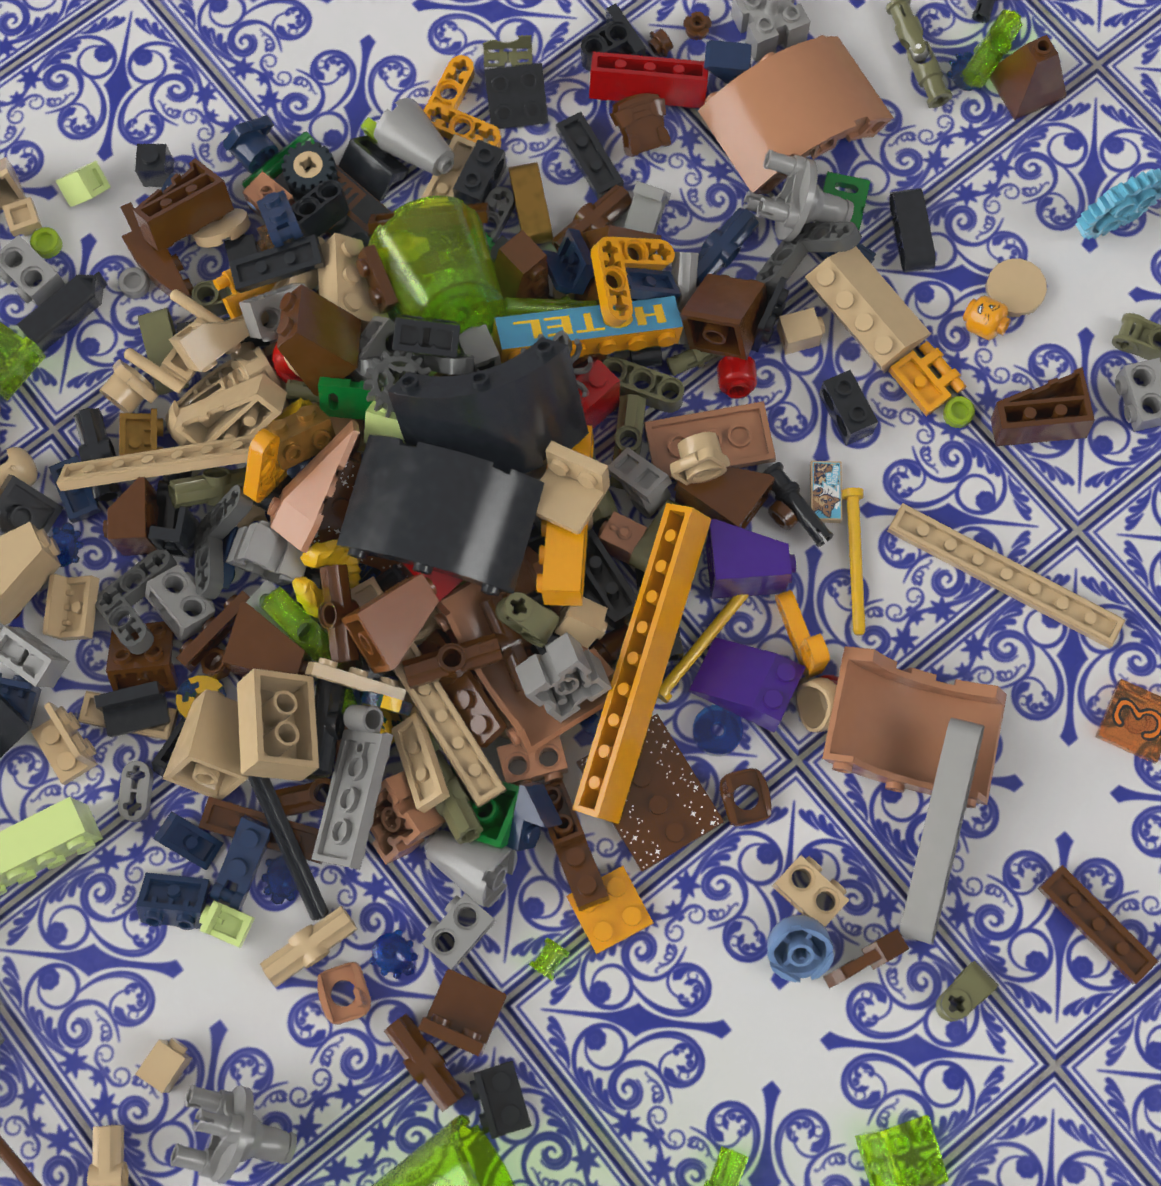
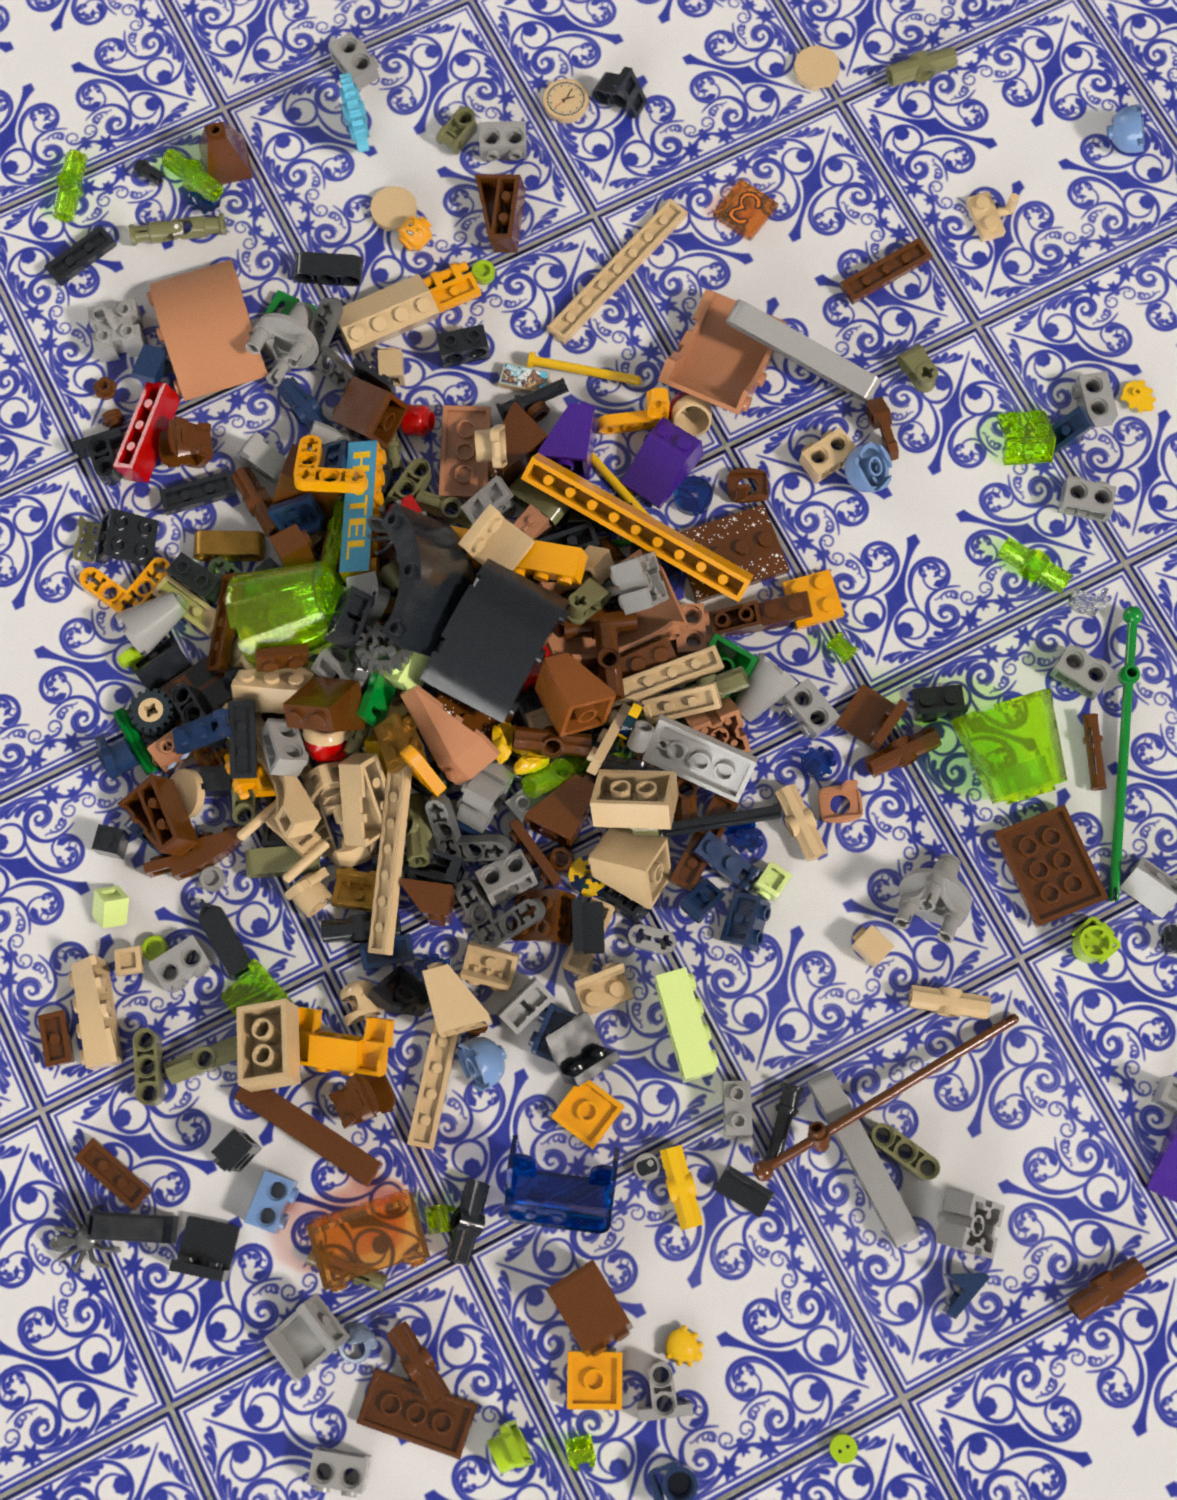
camera: 80 degrees left, 0 degrees up
(531, 811) = (732, 630): dark blue slope -> none

